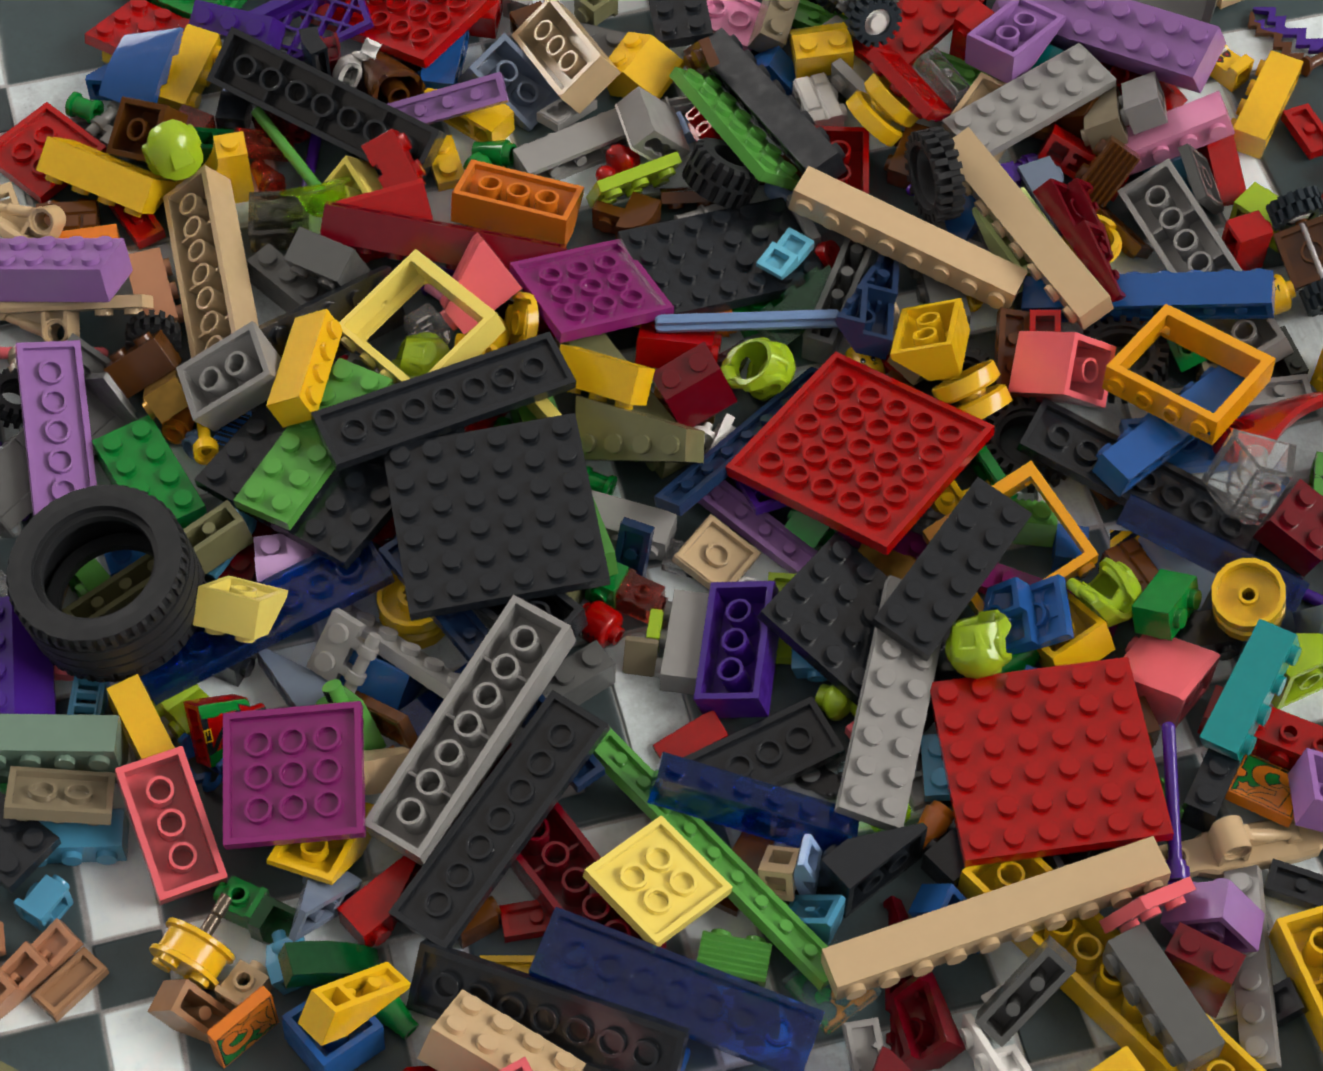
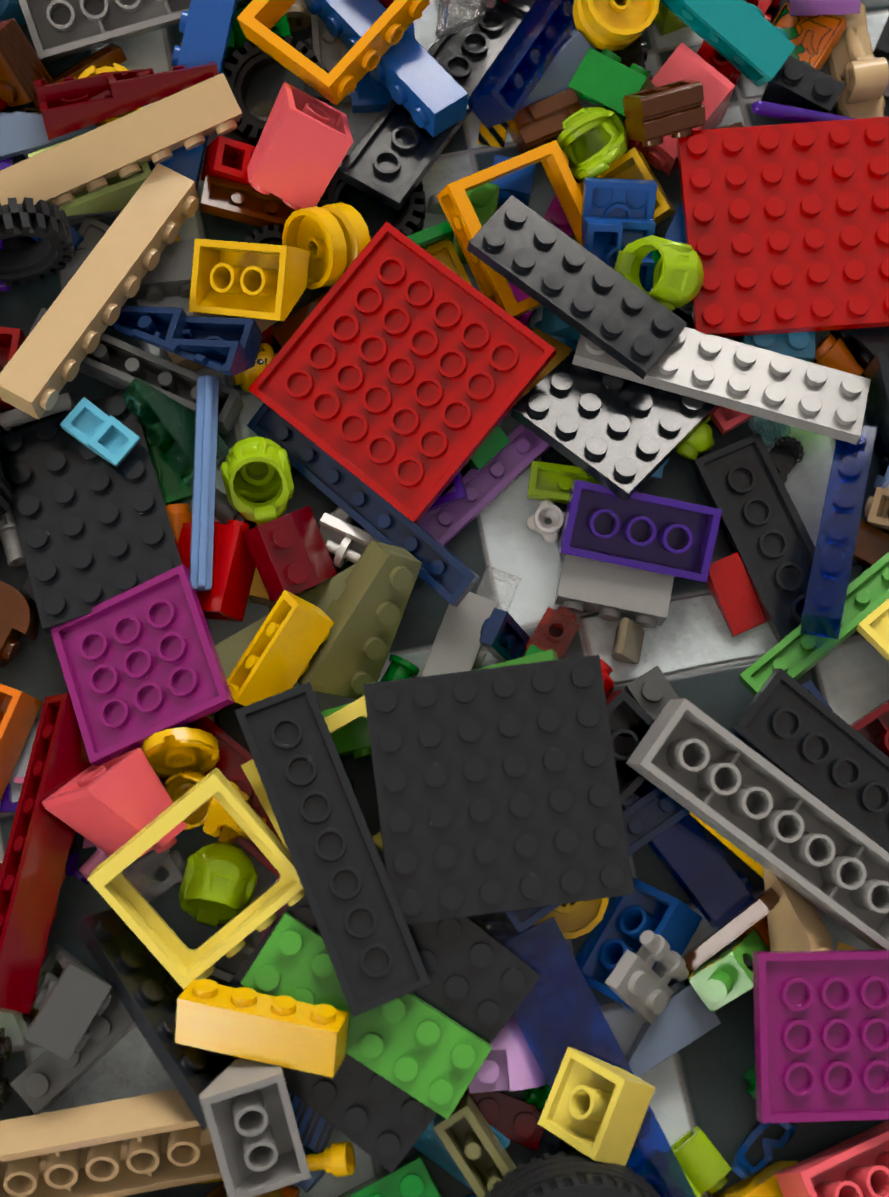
camera: 90 degrees left, 20 degrees up
(206, 724) = (725, 1123): torso -> none
(406, 655) = (652, 899): light grey plate -> none
(655, 624) = (599, 623): lime tile -> none
(715, 554) = (503, 550): tan tile -> none
(827, 252) = (88, 388): red tile -> none
(1138, 634) = (664, 111): none -> reddish brown brick

